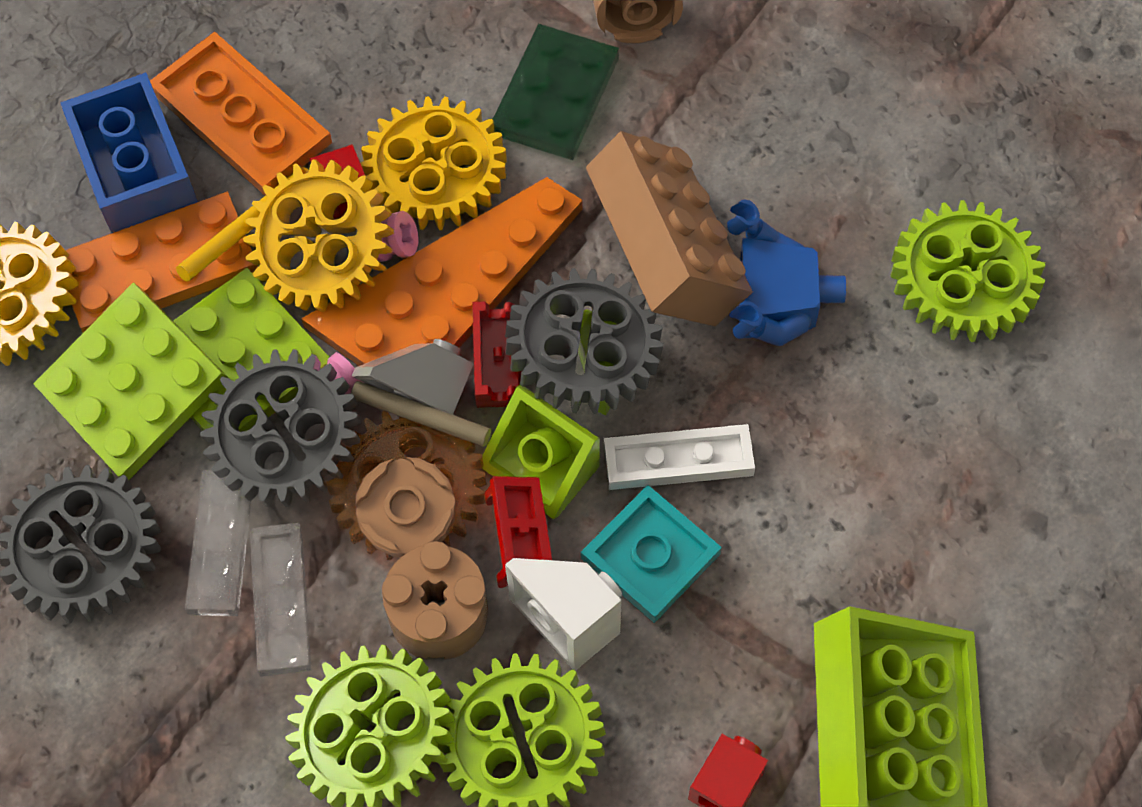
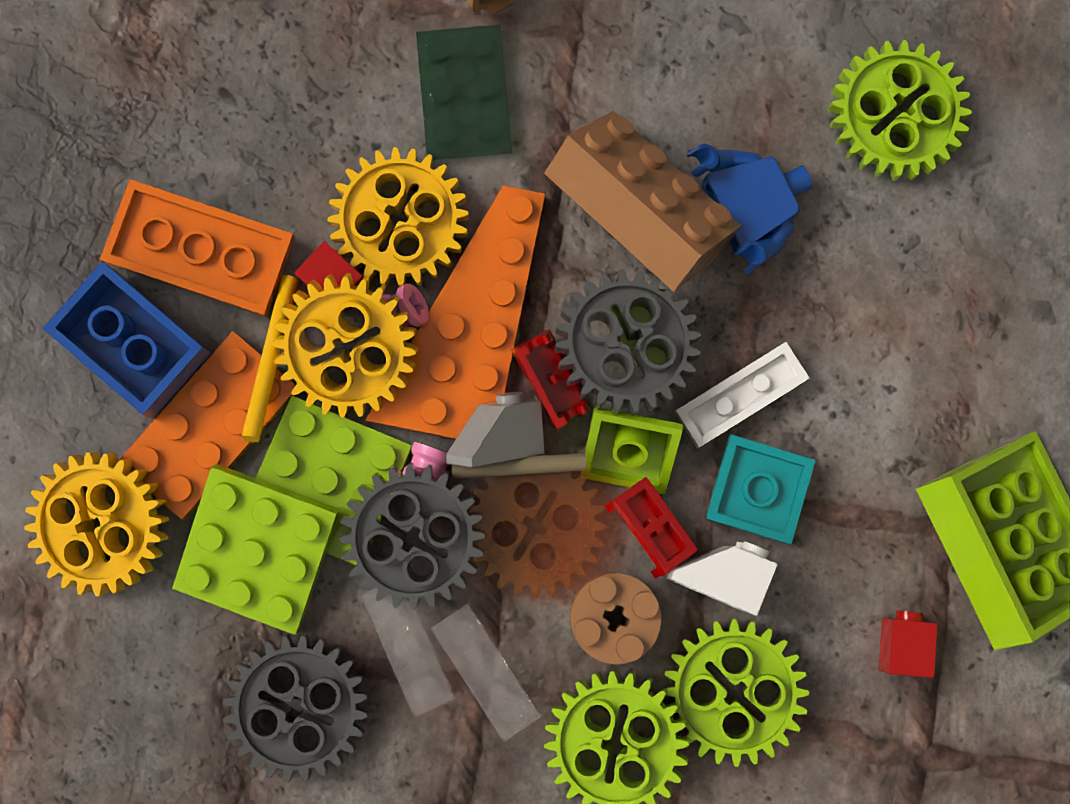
camera: 30 degrees left, 20 degrees up
(405, 505) = (553, 555): medium nougat tile -> none

